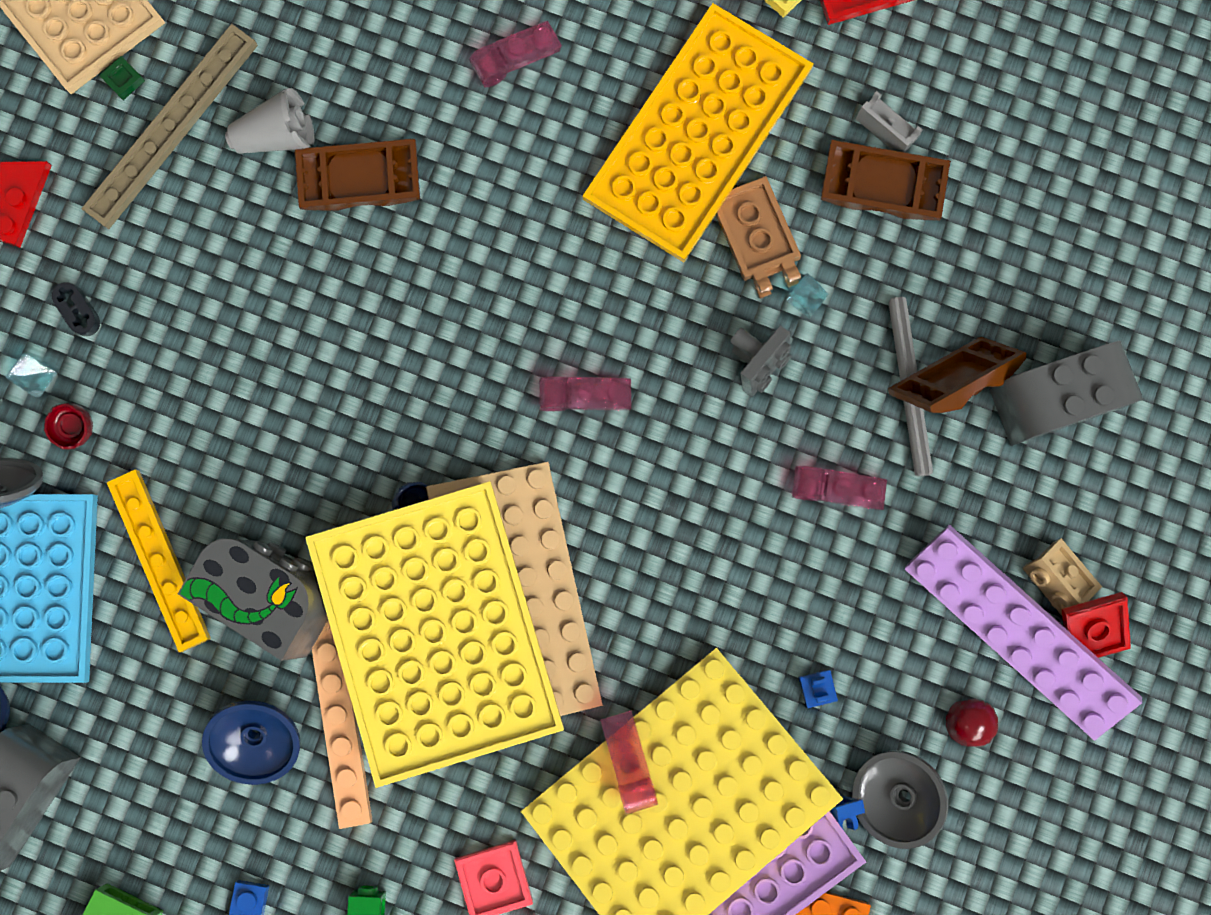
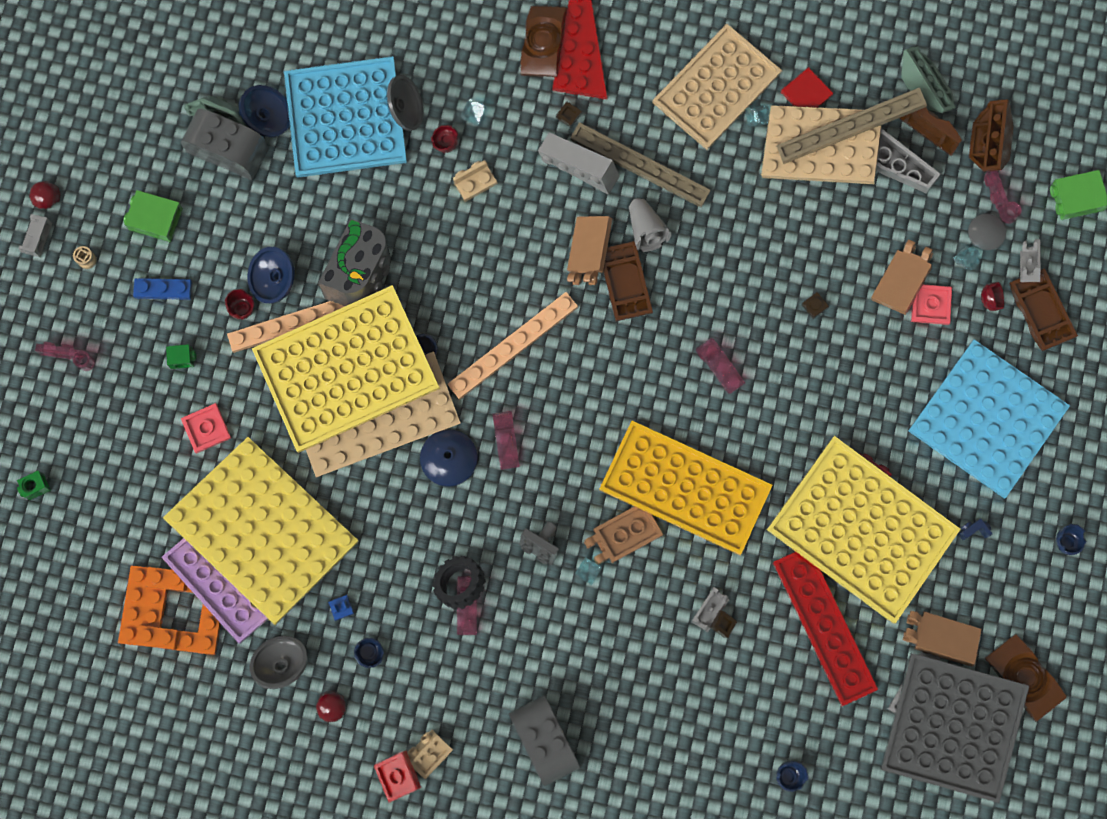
camera: 85 degrees right, 5 degrees down
(64, 224) = (568, 114): none -> dark brown plate
(81, 306) = (521, 133): black beam -> none
(122, 78) = (666, 131): dark green plate -> none
(148, 216) = (579, 162): none -> light grey wedge
(148, 389) = (474, 180): none -> tan bracket
(157, 559) = (373, 203): yellow plate -> none
(292, 801) = (239, 304): none -> dark red hair
(294, 221) = (588, 248): none -> medium nougat tile
(433, 365) = (512, 346): none -> light nougat plate
(603, 511) = (455, 469): none -> dark blue dish
(629, 762) = (282, 494): clear pink plate -> none
(784, 515) = (473, 590): none -> black tyre
(847, 810) = (269, 631): blue tile -> none
(885, 181) = (670, 610): reddish brown slope -> none
(899, 651) = (368, 652): none -> dark blue hair
(907, 367) = (538, 643): light grey axle -> none
(914, 106) = (723, 624): none -> dark brown plate
(959, 376) = (544, 667): reddish brown slope -> none
(1023, 633) = (389, 729): lavender plate -> none
(1148, 42) = (791, 775): none -> dark blue hair

